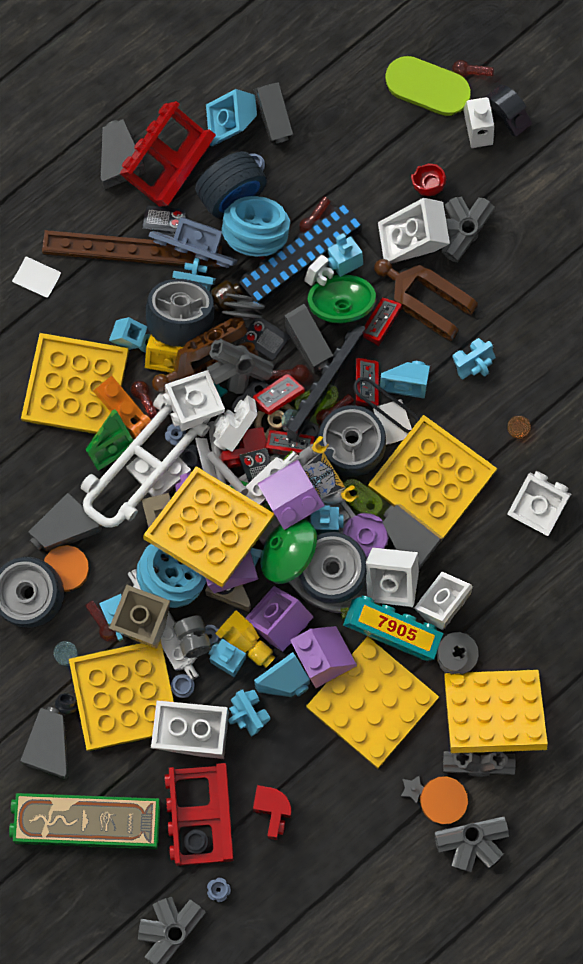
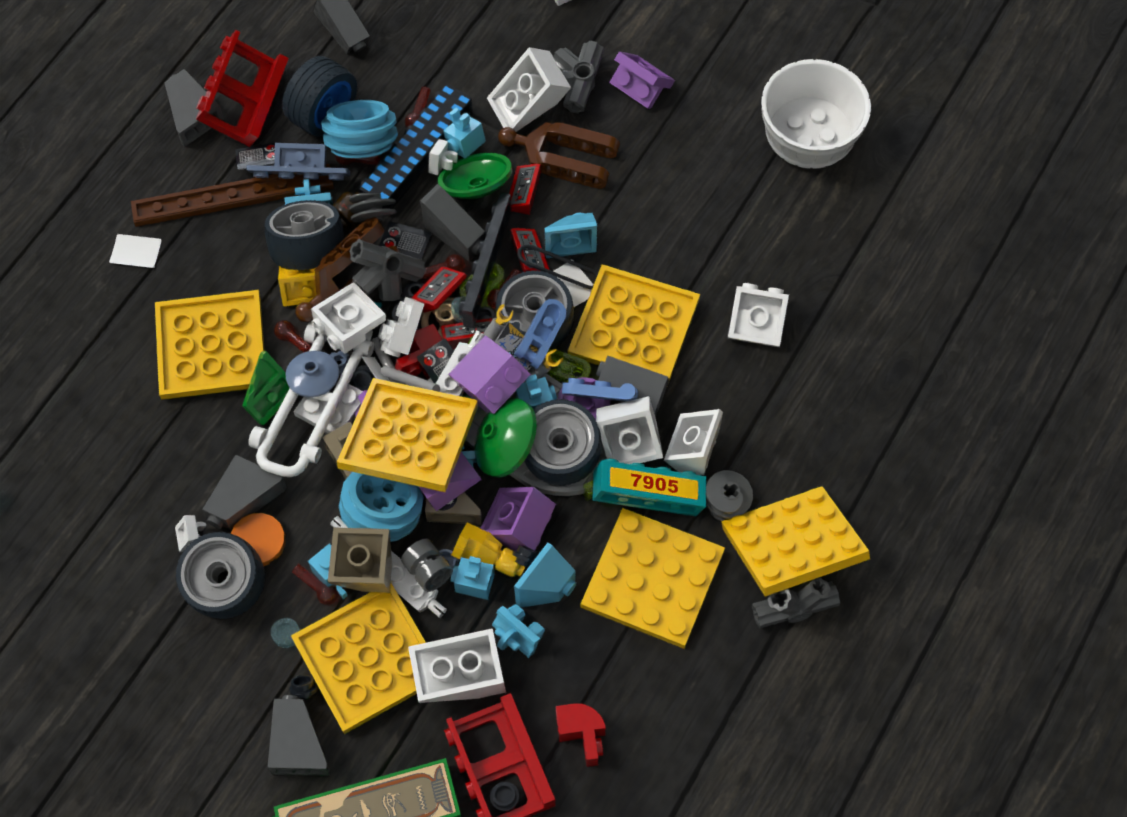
camera: 20 degrees left, 10 degrees down
(11, 546) = (187, 531): none -> white tile
(116, 398) = (256, 339): orange plate -> none
(129, 334) = (256, 274): medium azure brick -> none
(150, 450) = (313, 382): none -> sand blue dish
(182, 686) = (432, 626): sand blue plate -> none
(230, 114) = (297, 36): medium azure slope -> none
(273, 654) = (525, 555): none -> black plate
(323, 654) = (581, 540): medium lavender slope -> none
(348, 467) = (542, 332): none -> medium blue plate
(379, 533) = (600, 390): none -> medium blue plate
(412, 789) = (732, 657): dark grey piece -> none
(428, 179) = (524, 38): red hair -> none
(443, 800) = (771, 658): orange tile -> none
(468, 850) = (820, 703): dark grey piece -> none
(476, 361) = (639, 196): medium azure hips -> none
(518, 246) = (639, 79): none -> medium lavender bracket
(519, 427) = (707, 249): clear orange plate -> none

